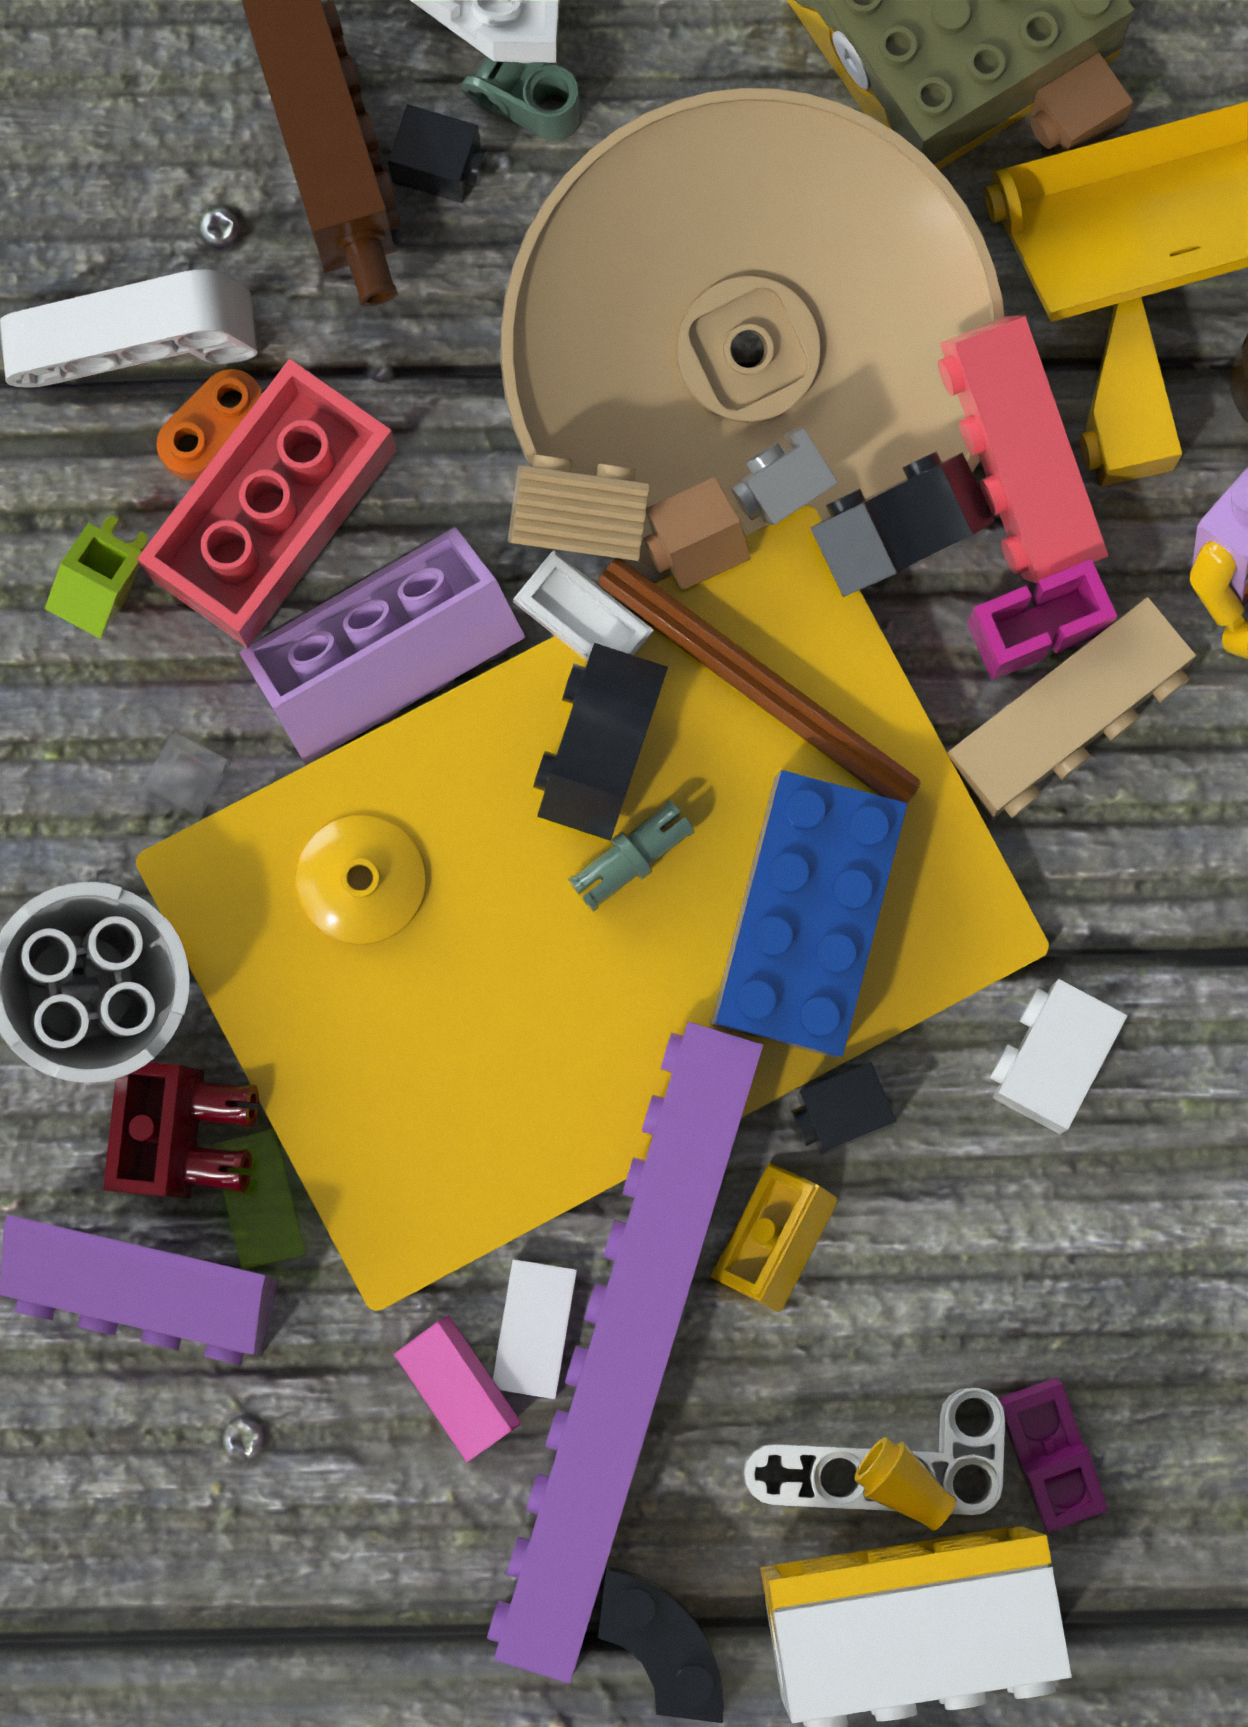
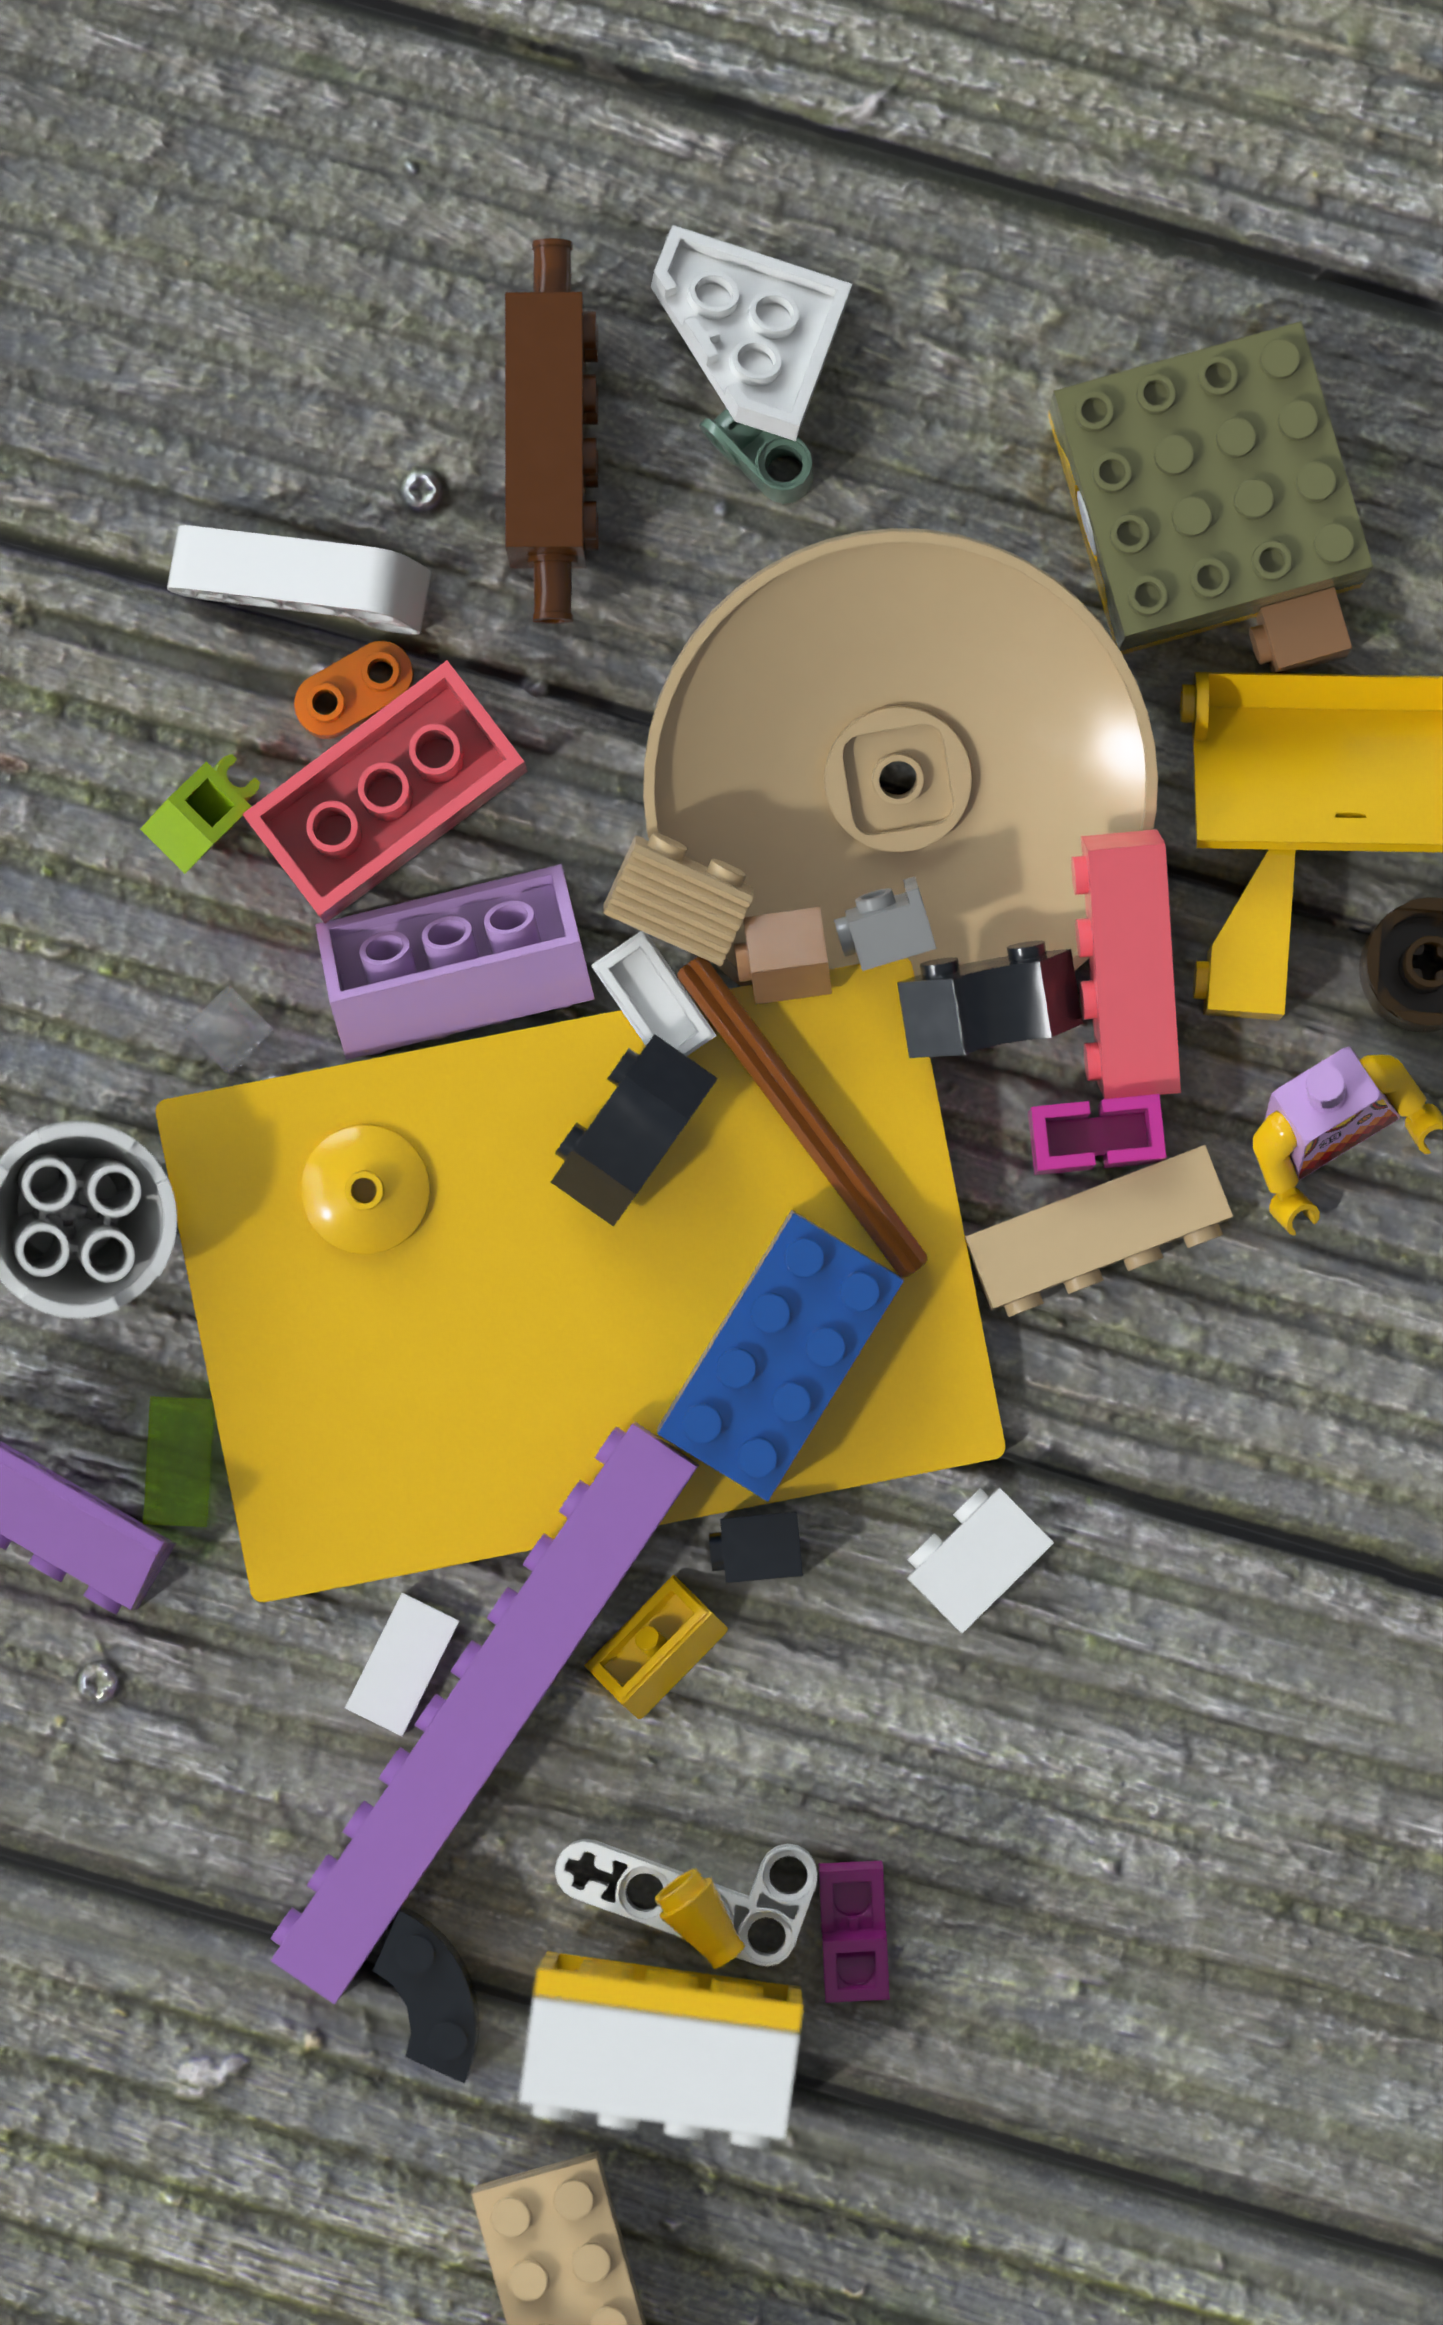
camera: 20 degrees right, 5 degrees up
(157, 1132) = (100, 1371): dark red brick -> none
(437, 154) = (655, 487): black brick -> none
(457, 1388) = (313, 1698): tile -> none
(631, 855) = (629, 1245): sand green pin -> none

